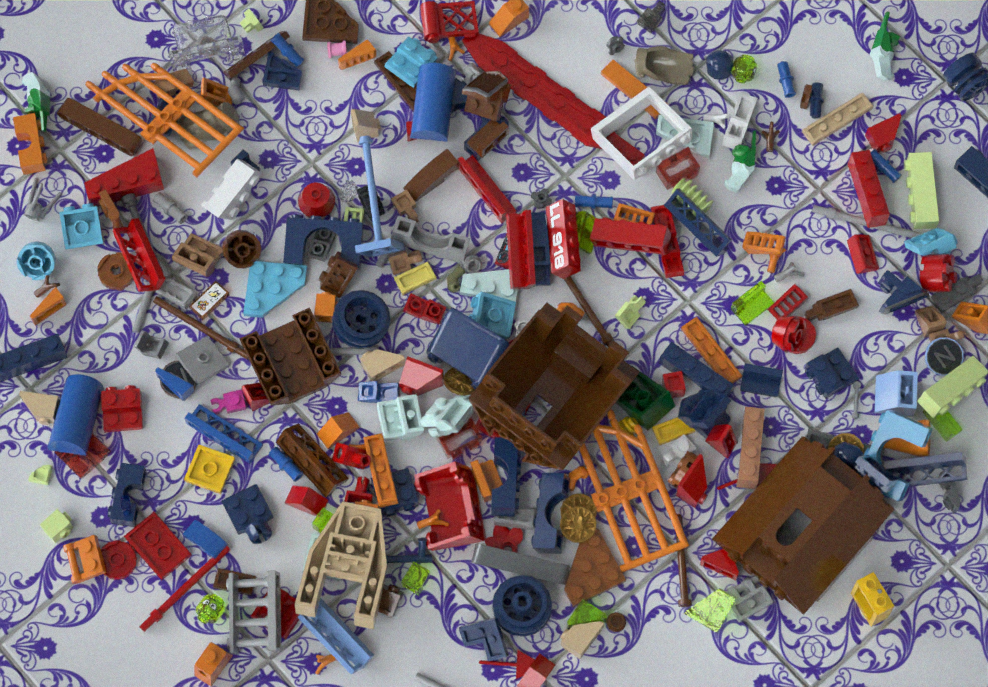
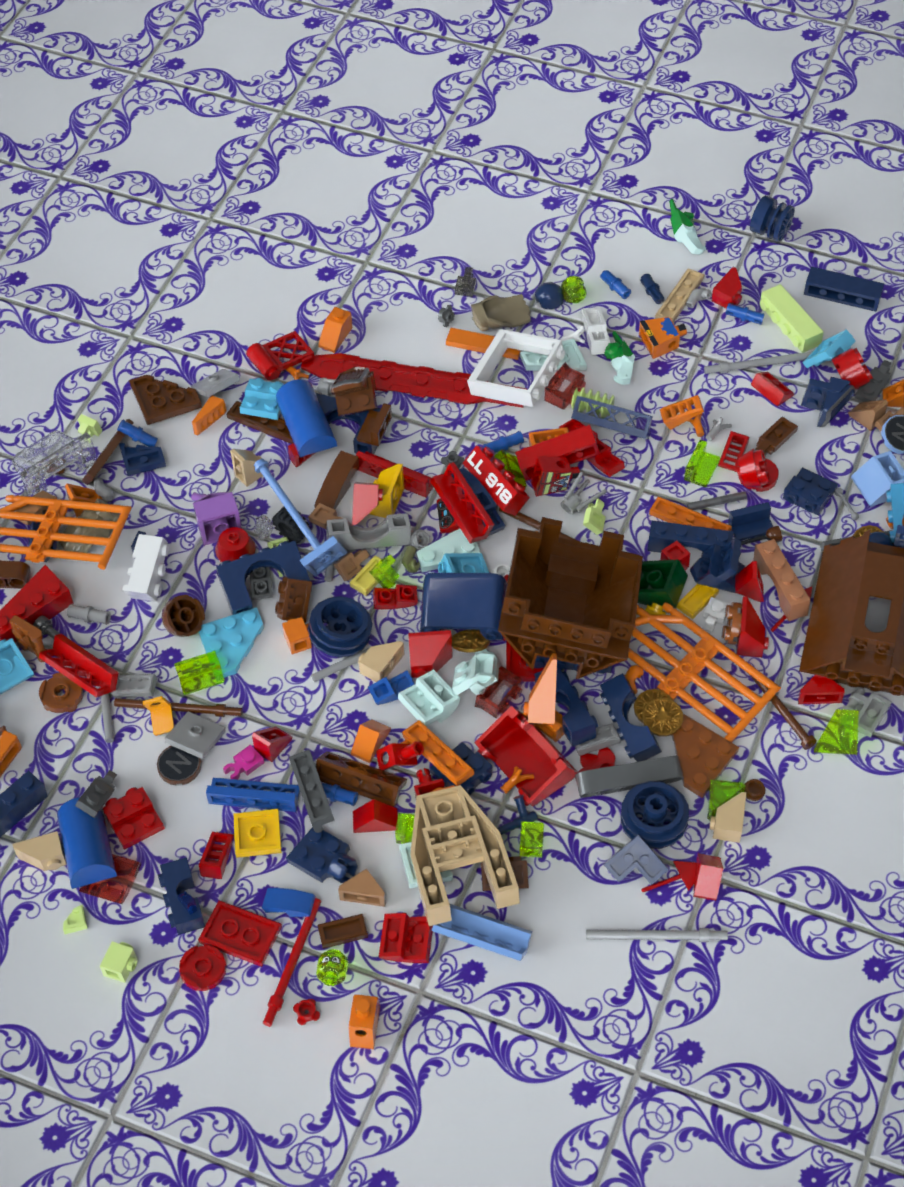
camera: 25 degrees left, 15 degrees down
(90, 556) = (173, 976): orange plate -> none
(101, 378) = (97, 794): none -> dark grey hinge
(151, 345) = (134, 744): flat silver bracket -> none
(165, 482) = (216, 868): none -> red slope
(171, 629) = (304, 1005): none -> red plate
(176, 385) = (179, 766): blue slope -> none
(184, 331) = (161, 715): none -> light orange bracket
(198, 255) = (140, 642): medium nougat brick -> none
(209, 300) = (169, 685): tile -> none
(231, 305) = (199, 672): none -> clear neon green panel
(264, 555) = (362, 889): none -> medium nougat slope
(266, 454) = (311, 790): none -> dark grey hinge
(272, 621) = (405, 947): light grey fence -> none
(291, 359) = (290, 692): reddish brown slope -> none
(313, 163) = (215, 514): none -> medium lavender piece
(325, 660) = (483, 962): orange bar -> none
(336, 49) = (184, 417): bright pink bush -> none
(378, 26) = (215, 382): none -> light grey plate
(426, 283) = (384, 572): none -> clear neon green panel
(439, 209) = (365, 499): none -> slope
(466, 206) = (392, 483): none -> yellow slope
(481, 470) = (543, 695): none -> slope
(616, 255) = (552, 475): none -> red torso
(618, 286) = (572, 500): none -> light grey plant
(745, 344) = (717, 500): none -> flat silver bar
(770, 136) = (630, 332): reddish brown bar -> none
(771, 400) = (771, 533): none -> reddish brown hinge
(794, 155) = (661, 335): none -> orange torso
(805, 96) = (641, 288): reddish brown tile -> none
(853, 125) = (698, 295): none -> light grey arm
(868, 189) = (745, 333): red brick -> none

